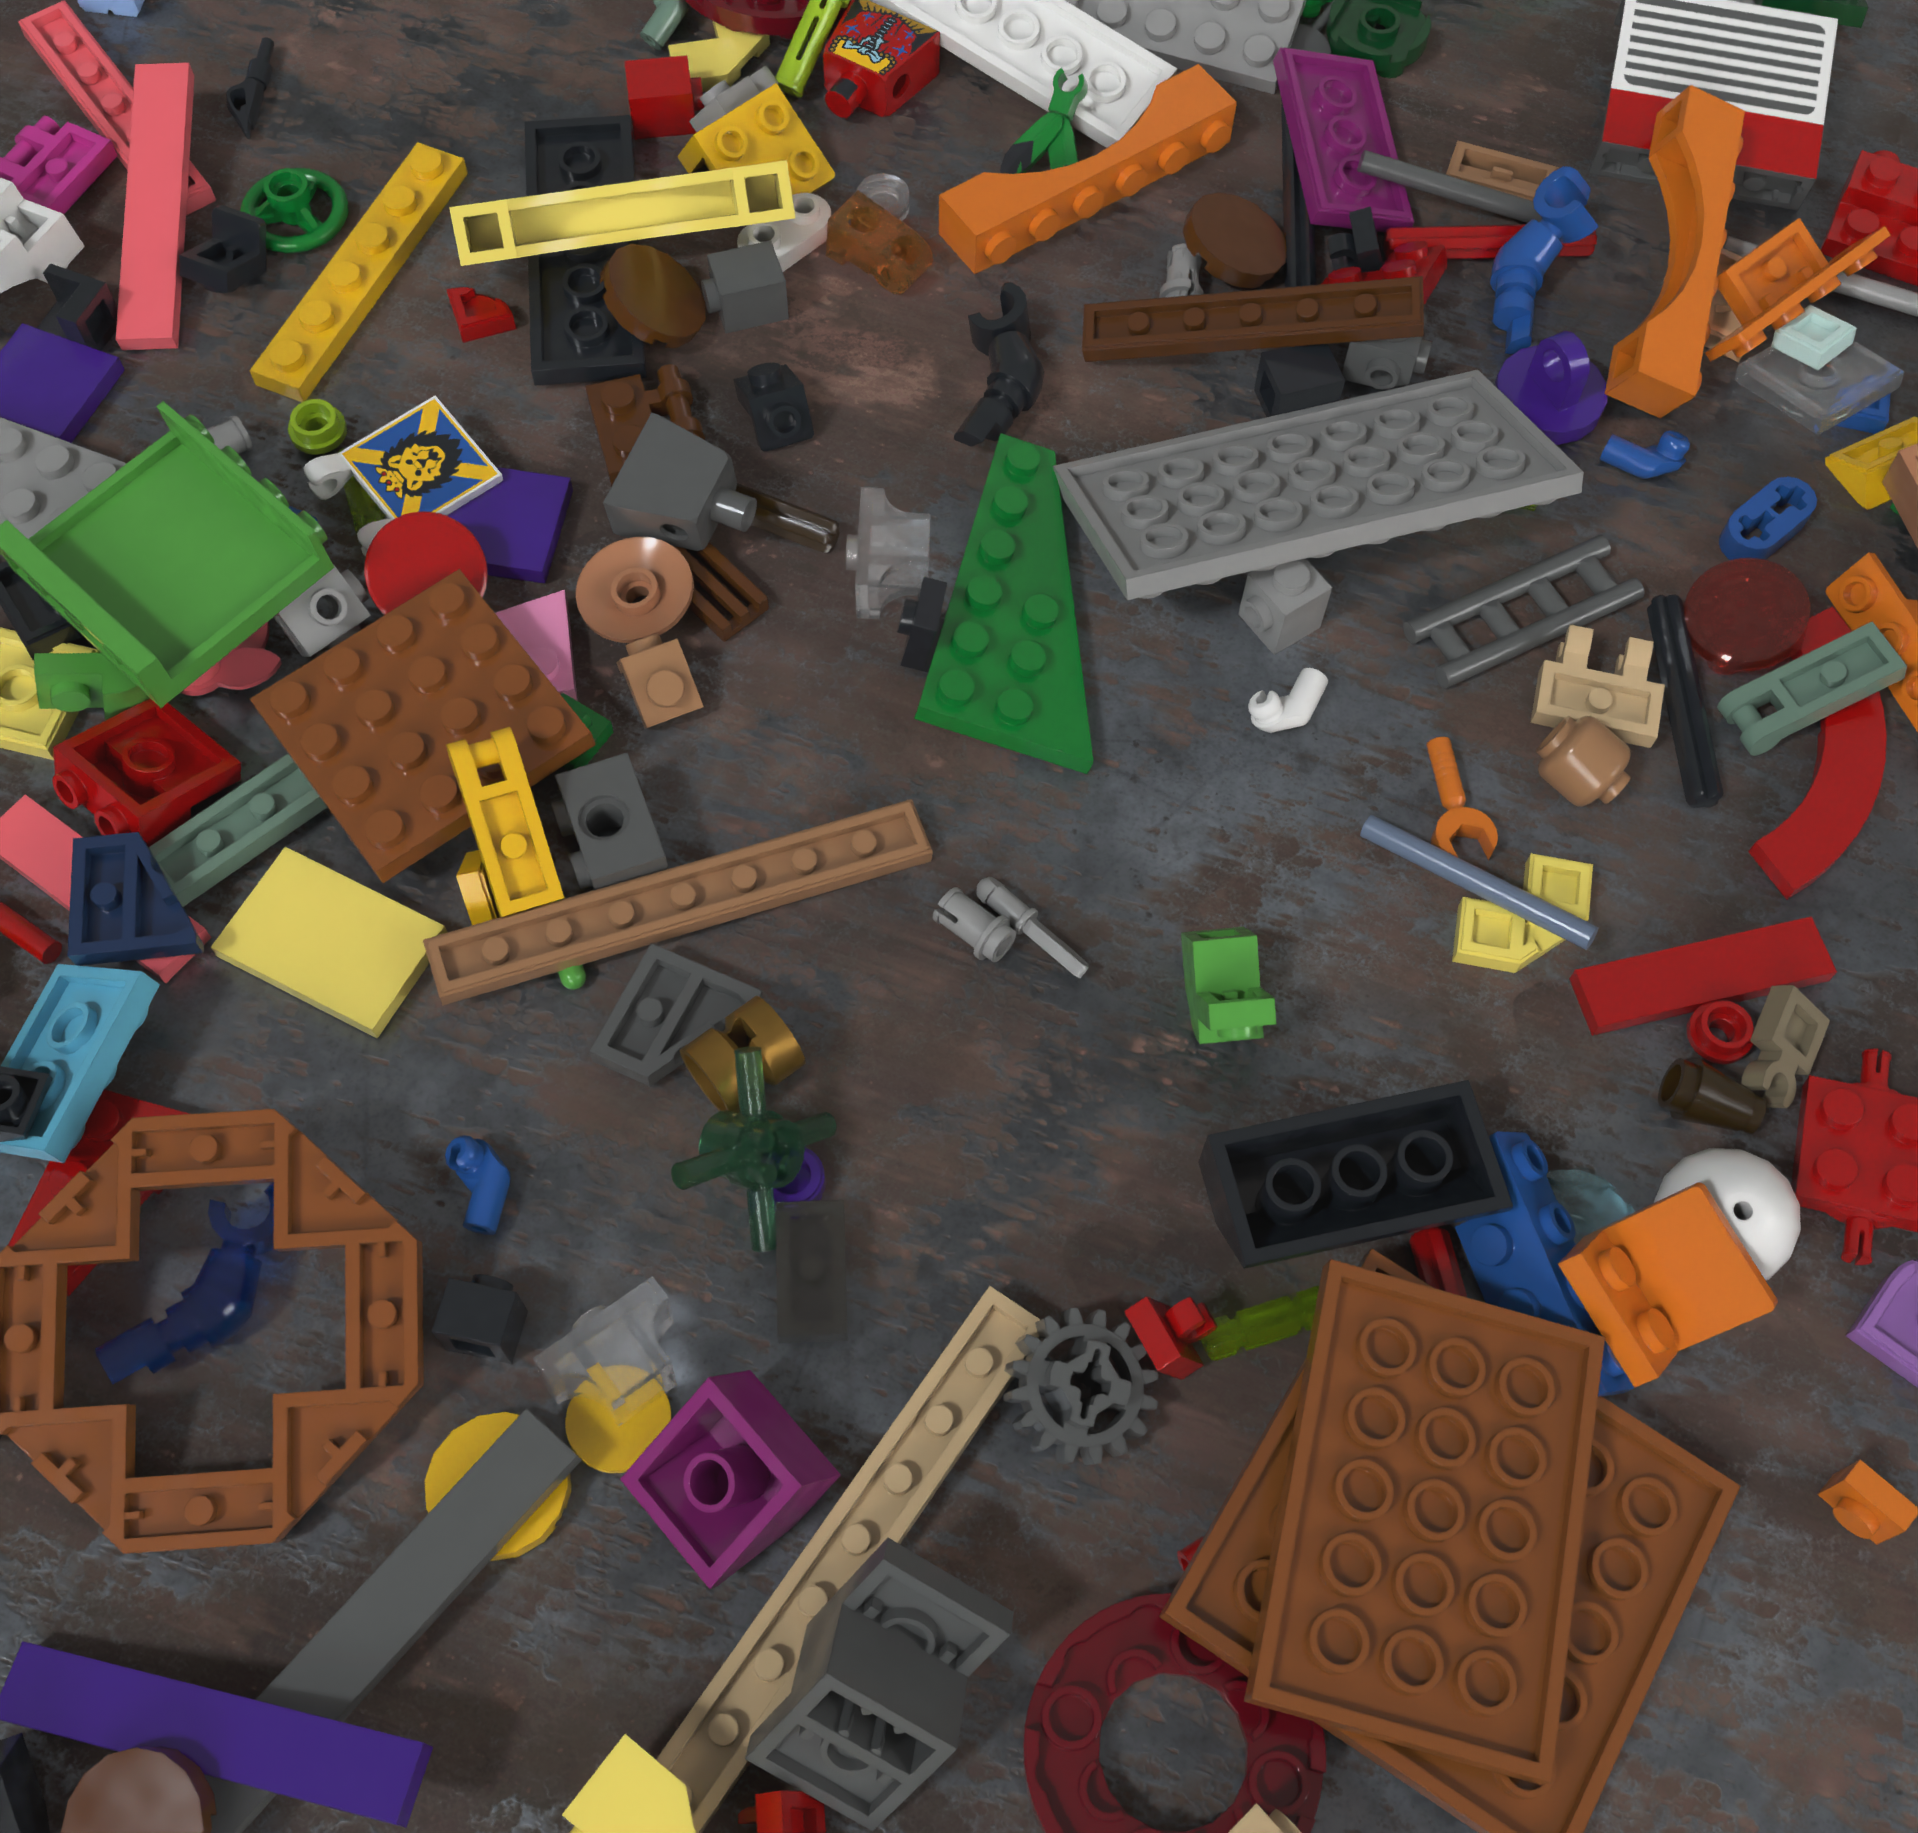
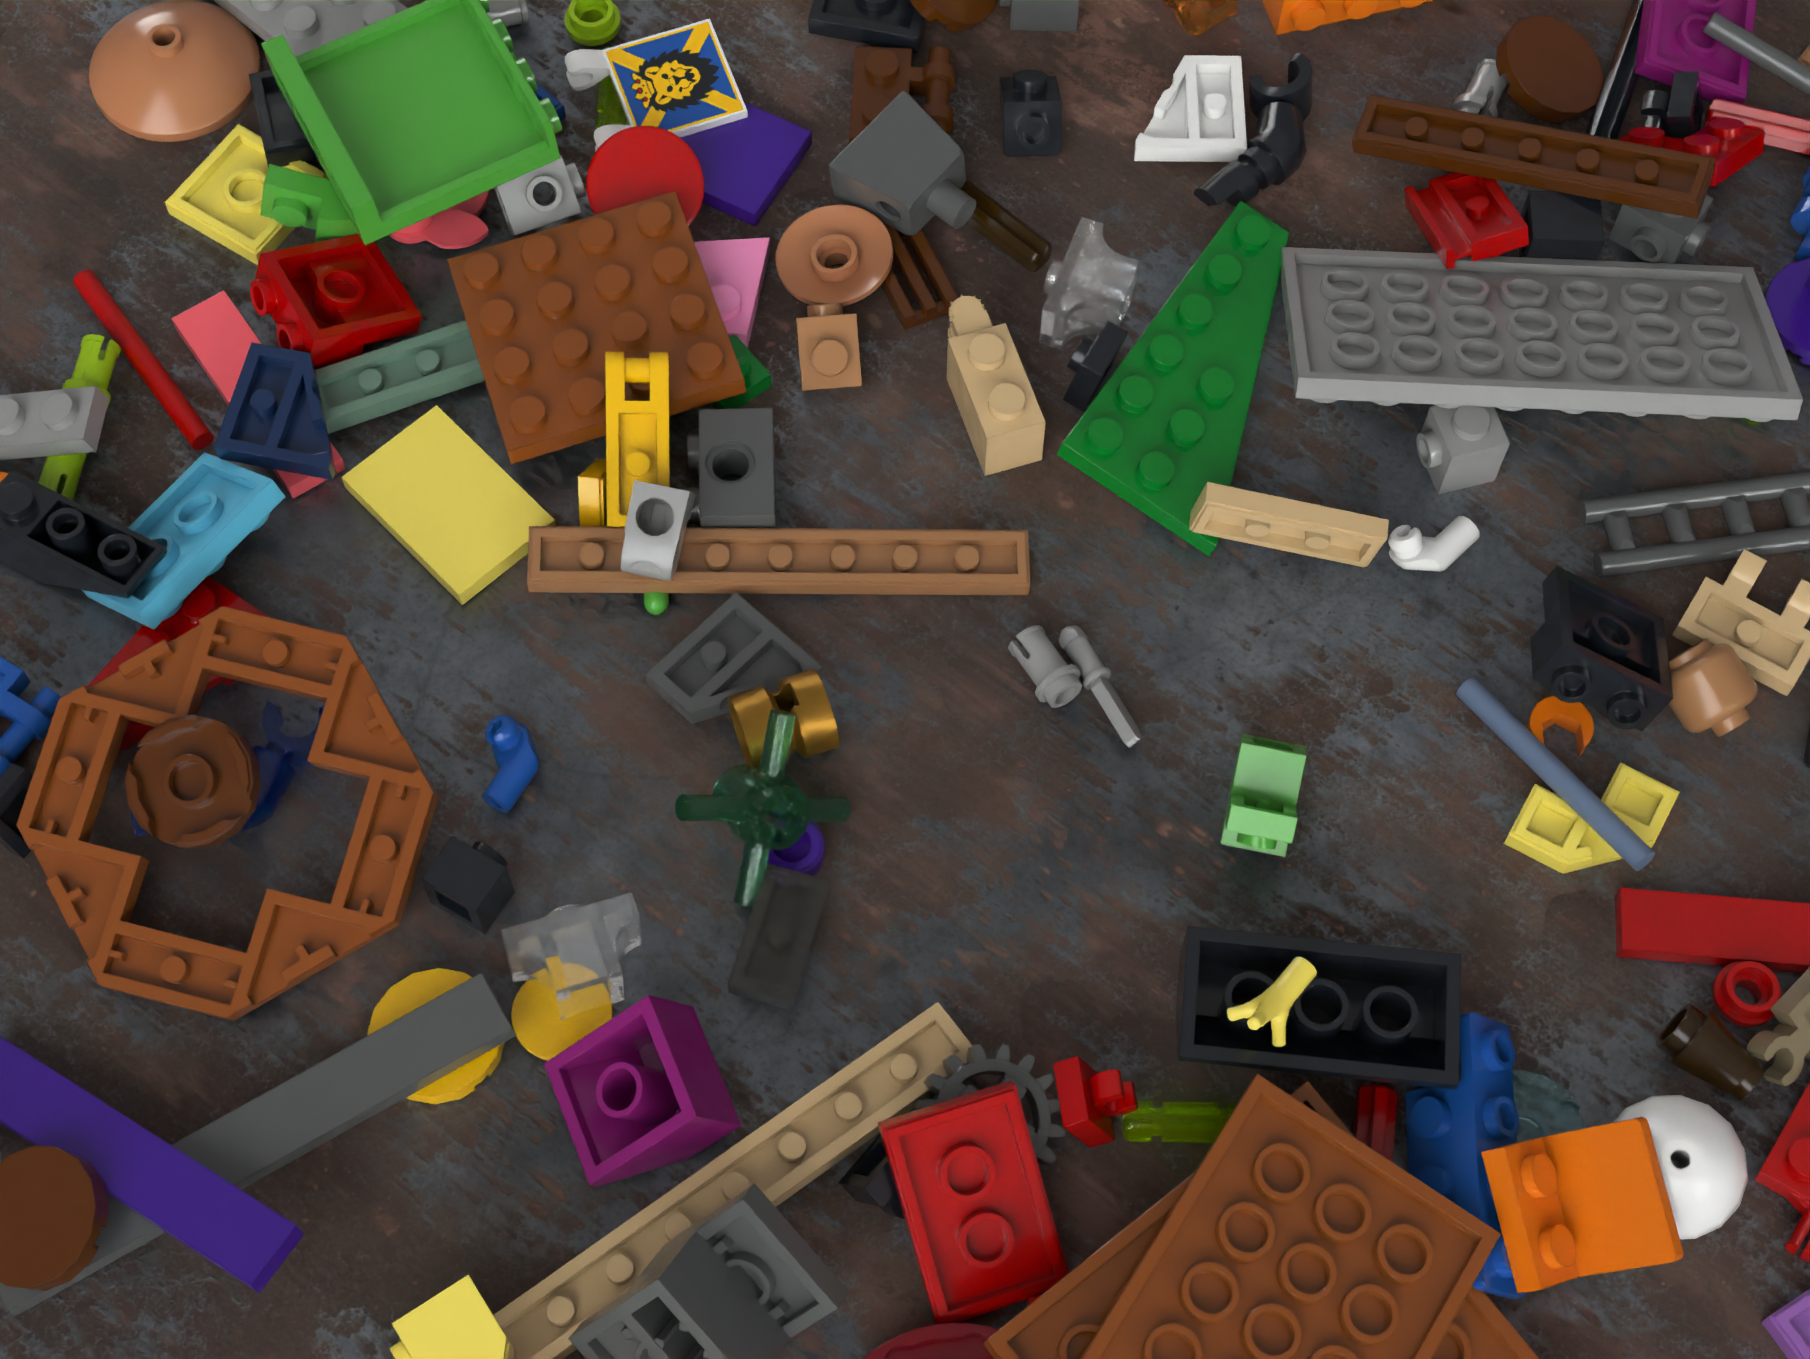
camera: 20 degrees right, 0 degrees up
(158, 1309) = (193, 782): none -> reddish brown tile
(554, 906) = (655, 530): none -> light grey leg
(831, 674) = (992, 390): none -> tan hinge
(932, 364) = (1199, 114): none -> white wing
(997, 1471) = (872, 1180): none -> black tile
(1098, 1476) = (974, 1203): none -> red tile
(1154, 722) = (1288, 525): none -> tan tile
(1211, 393) = (1466, 218): none -> red plate
(1319, 1181) = (1276, 1000): none -> light yellow bar
(1481, 756) = (1601, 651): none -> black plate

